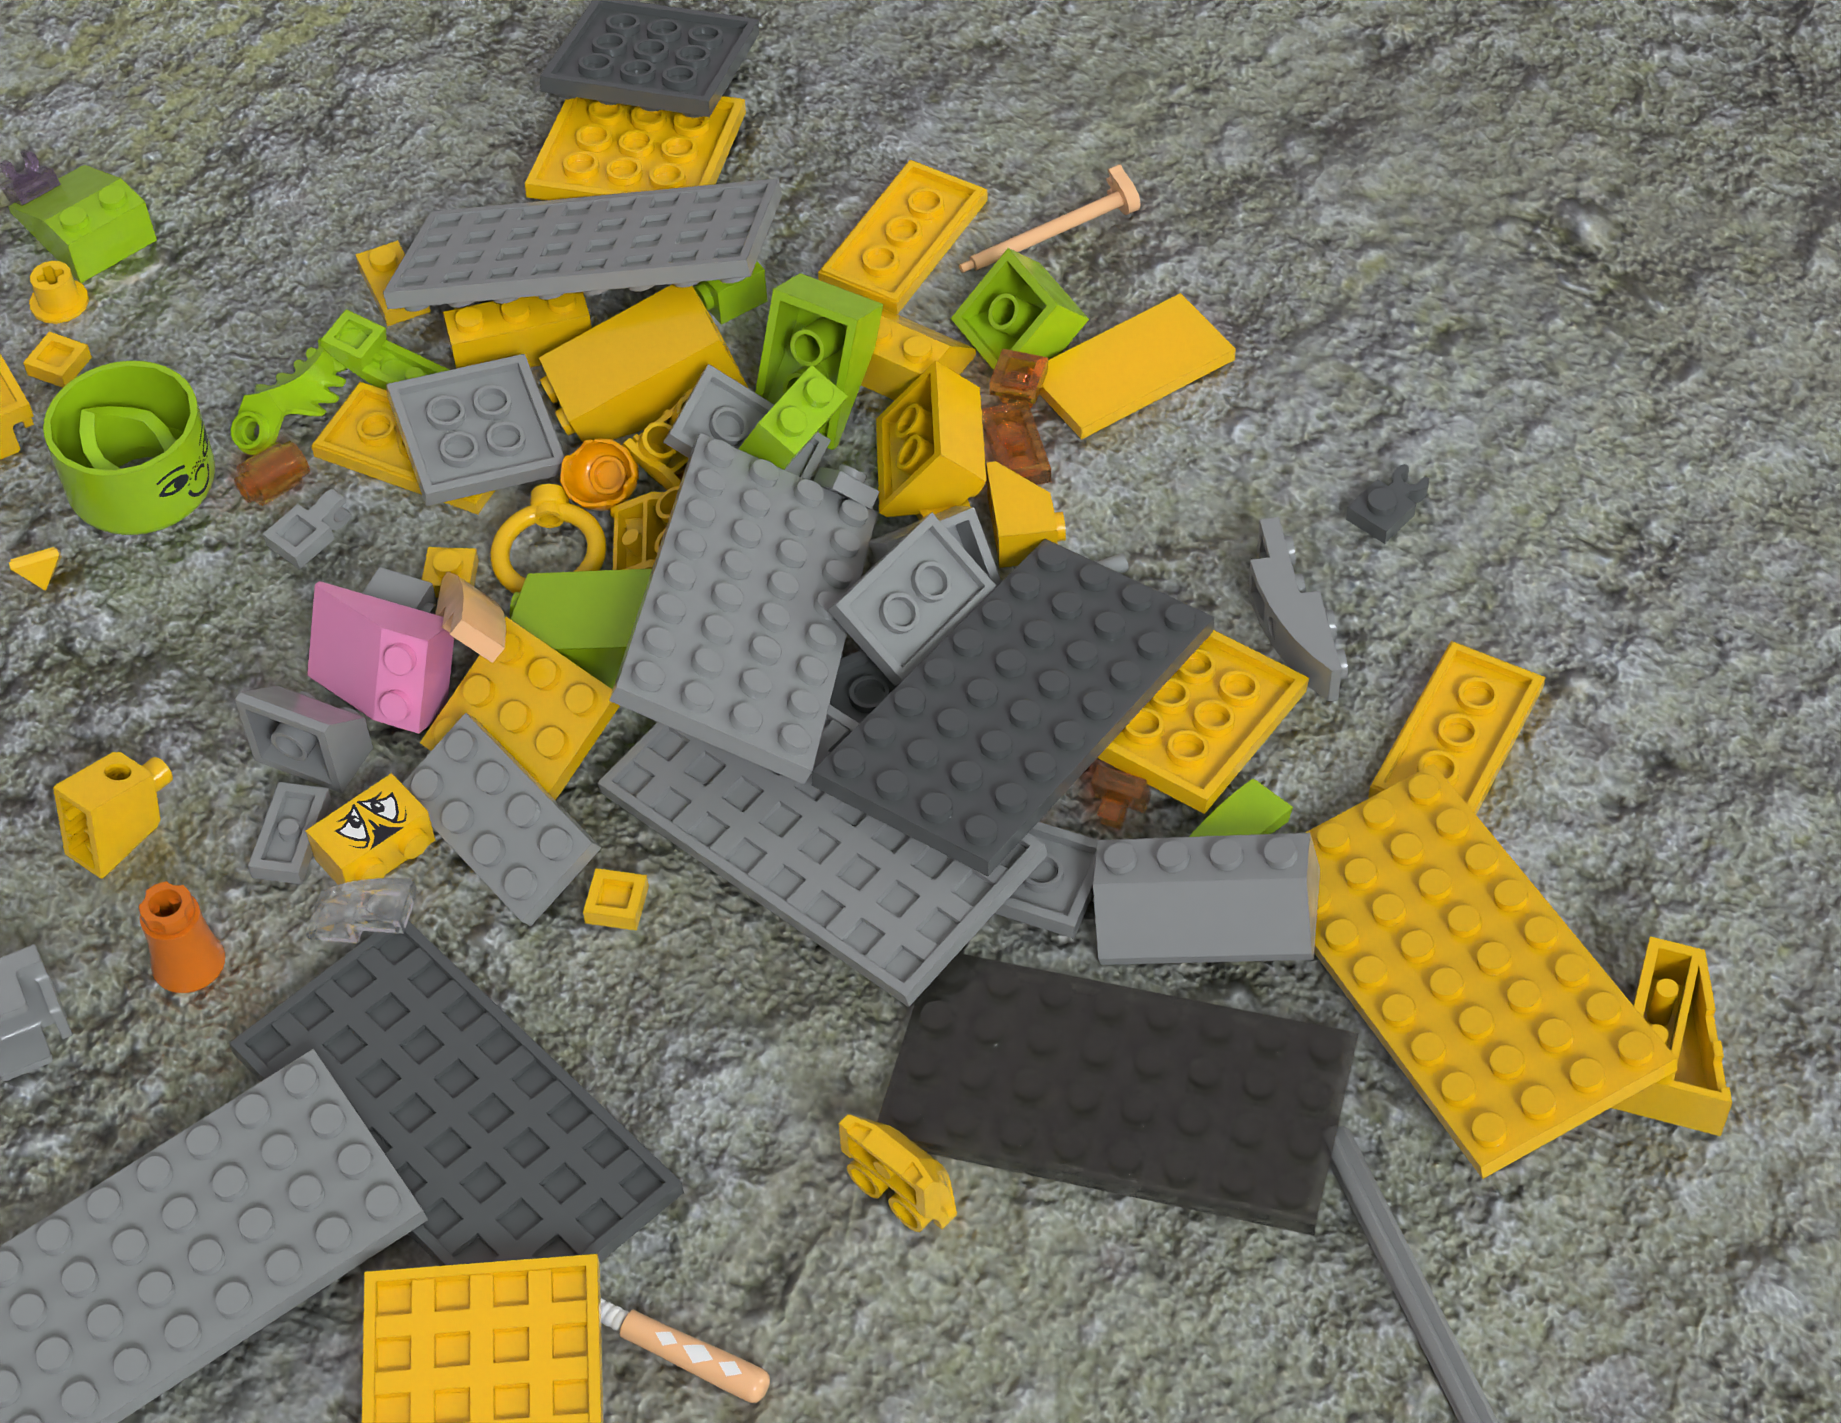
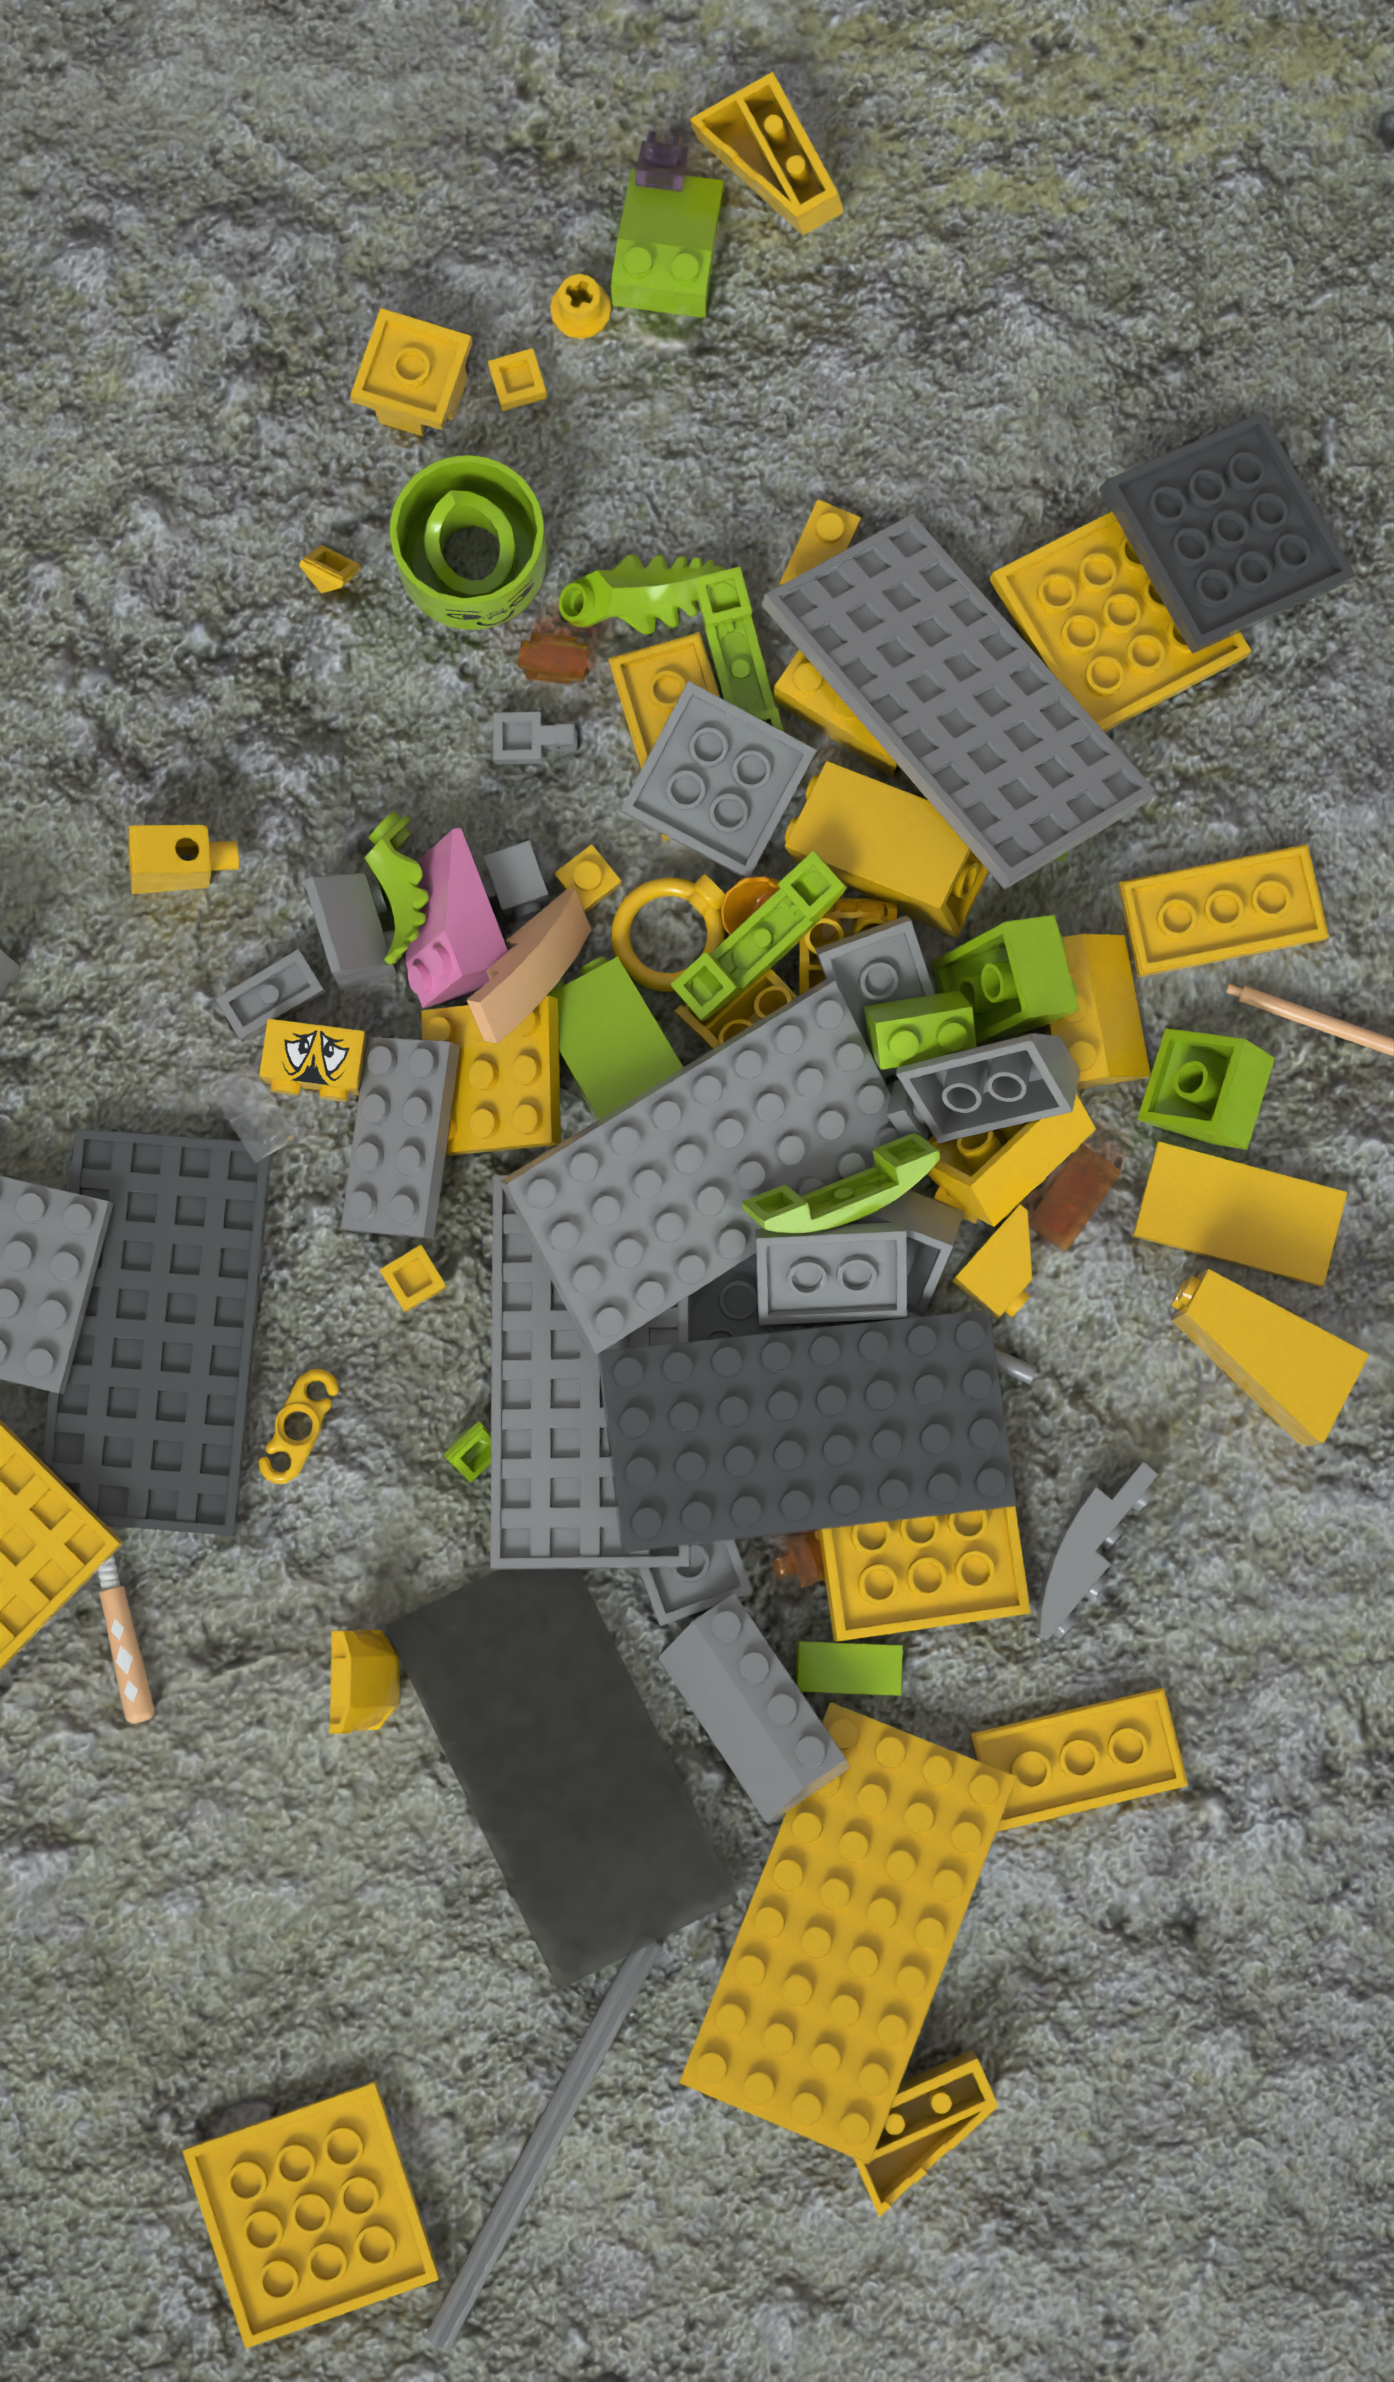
camera: 45 degrees right, 30 degrees up
(103, 116) = (770, 152): none -> yellow wedge
(180, 943) = (128, 1030): orange plant -> none
(312, 669) = (398, 880): none -> lime plant
(619, 468) = (762, 939): none -> lime slope
(660, 1090) = (298, 1402): none -> yellow piece
(797, 958) = (471, 1451): none -> lime slope
(878, 399) = (993, 1086): none -> light grey slope
(879, 514) = (896, 1170): none -> lime slope
(1018, 376) = (1138, 1146): clear orange tile -> none
(1252, 395) = (1271, 1354): none -> yellow slope
(1385, 508) = (1260, 1531): dark grey plate -> none

